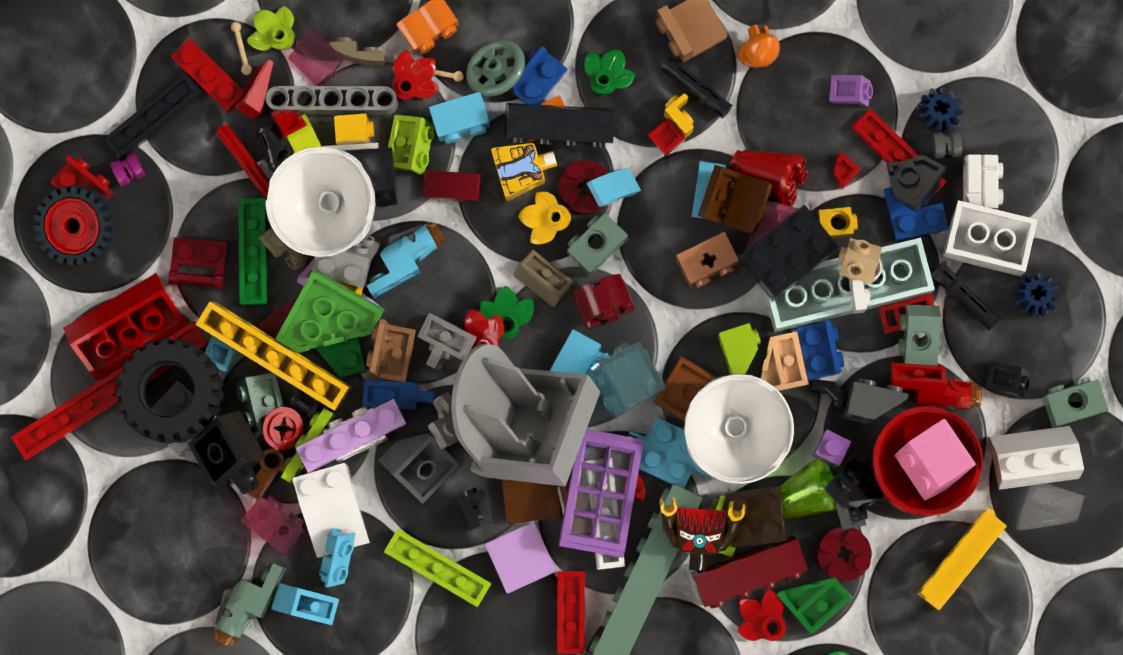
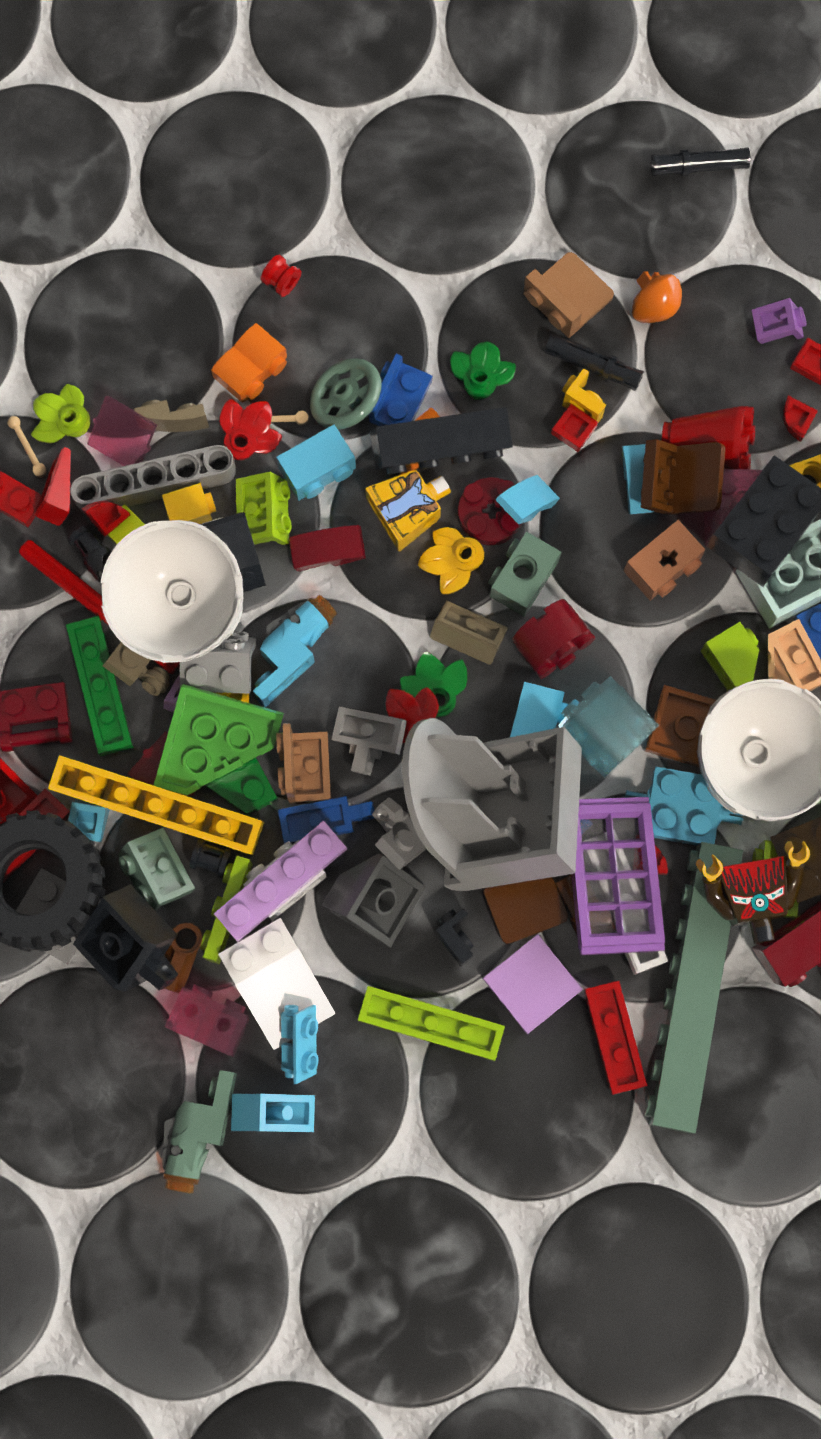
camera: 20 degrees left, 5 degrees down
(289, 437) = (197, 881): red gear -> none

